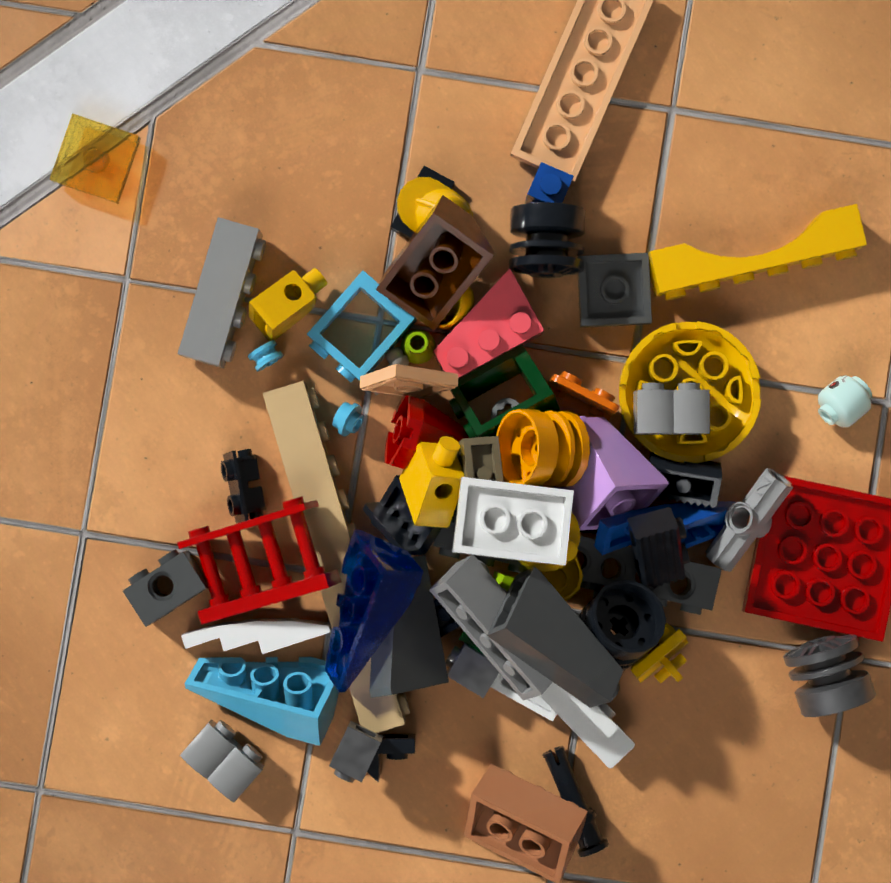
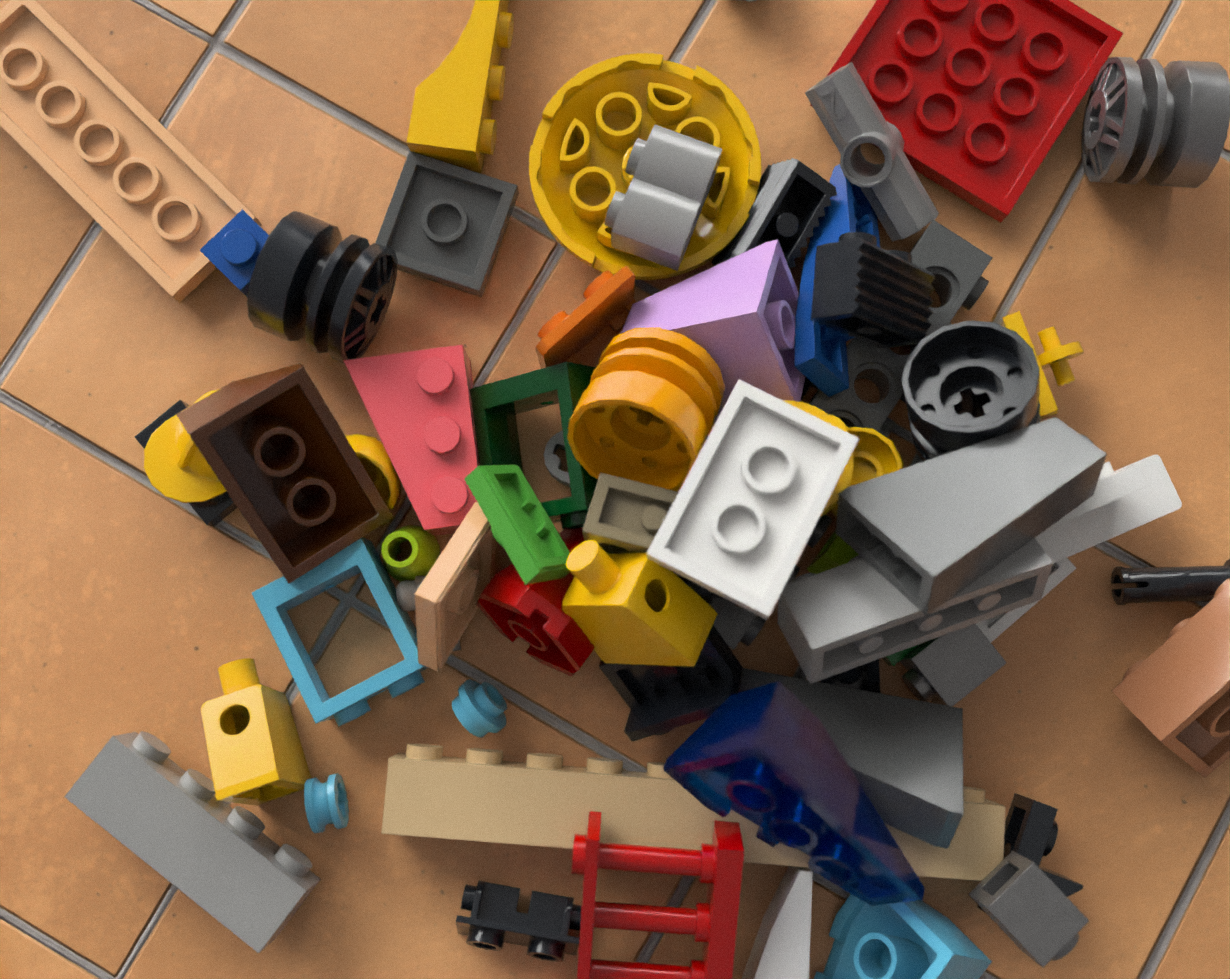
camera: 65 degrees left, 5 degrees down
(456, 402) = (519, 522): none -> bright green plate

